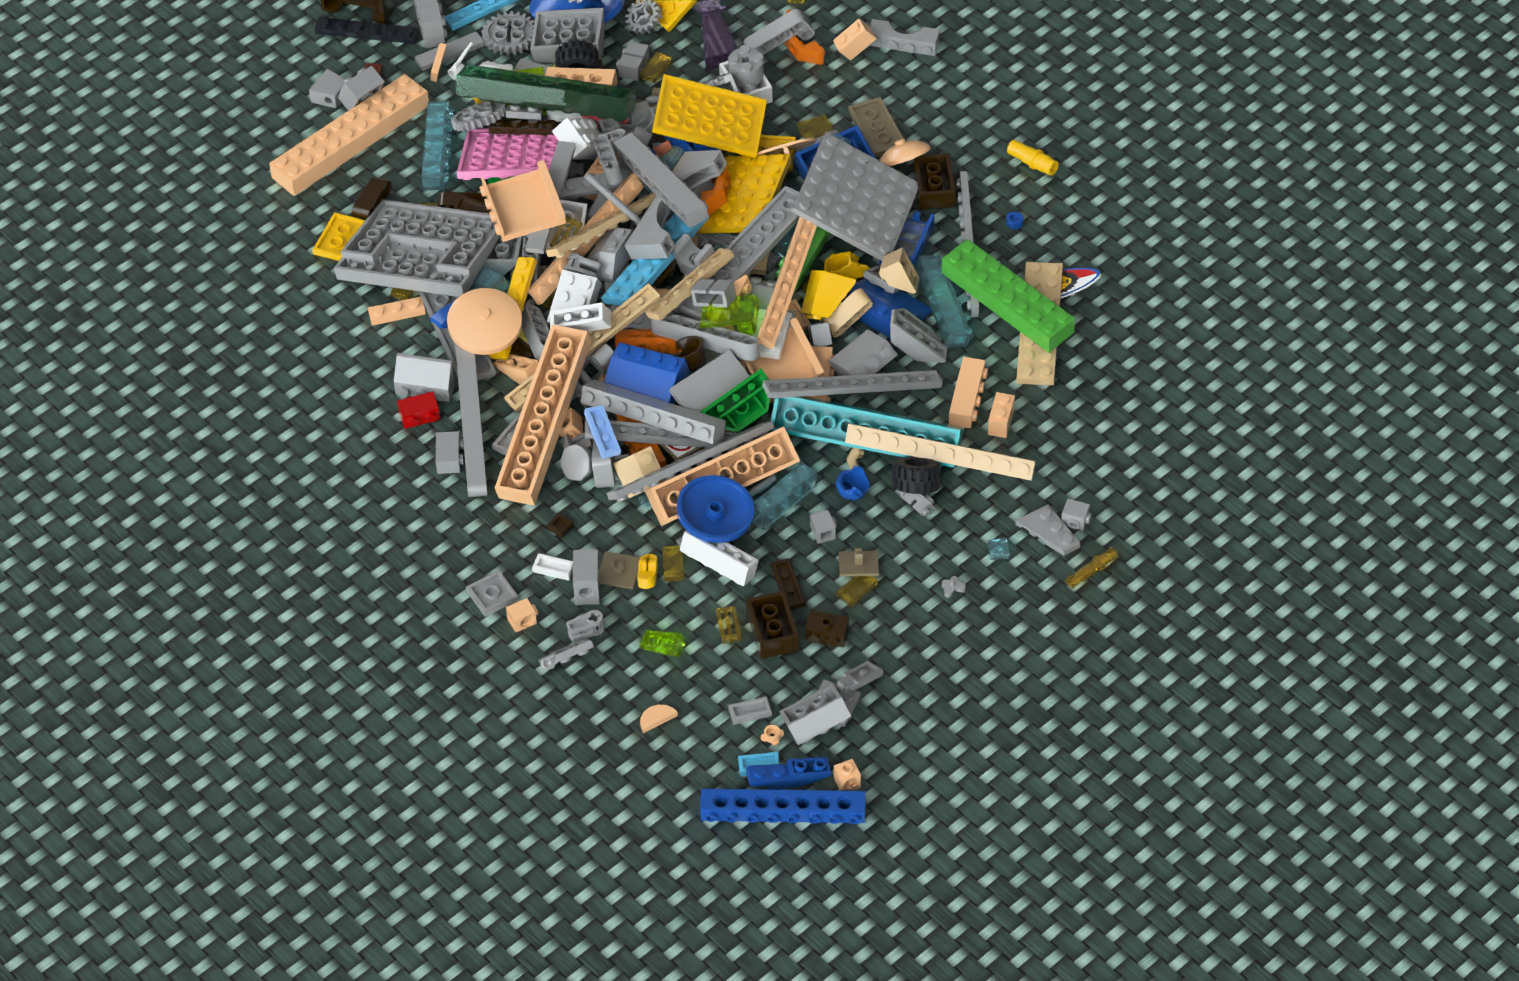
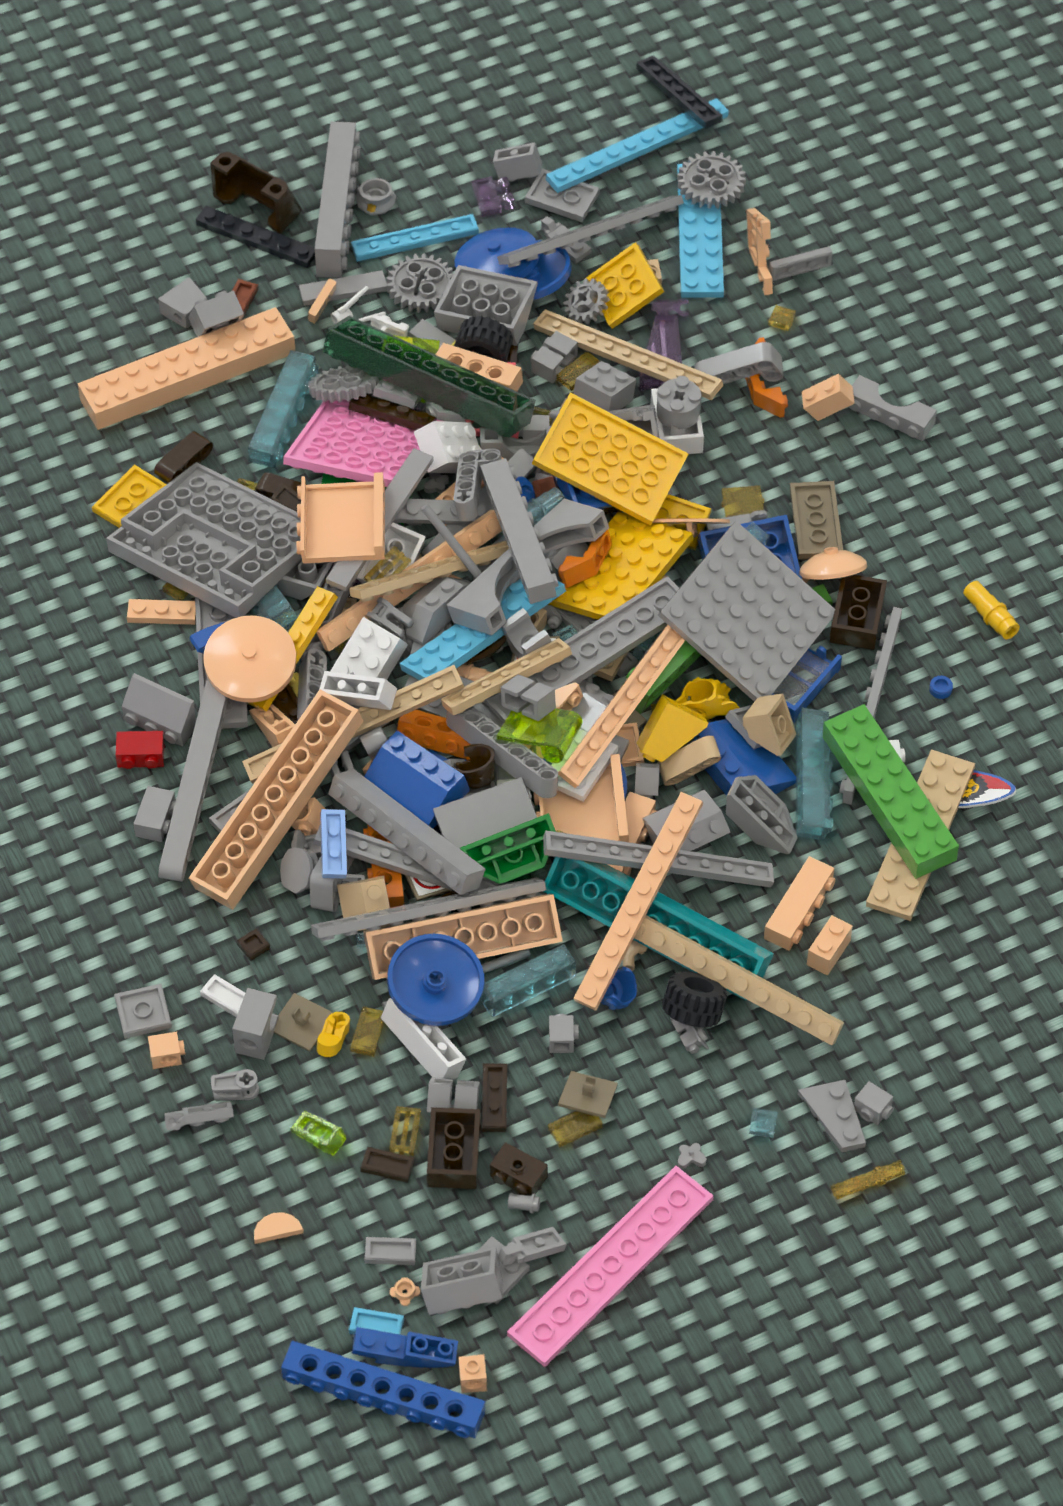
camera: 15 degrees right, 5 degrees up
(683, 67) = (605, 387): none -> light grey brick
(687, 43) = (626, 353): none -> tan plate
(724, 651) = (387, 1164): none -> dark brown tile
(748, 589) = (441, 1094): none -> light grey piece
(839, 650) = (524, 1202): none -> light grey pin
(850, 415) = (638, 901): none -> light nougat plate
(921, 677) = (609, 1266): none -> bright pink plate

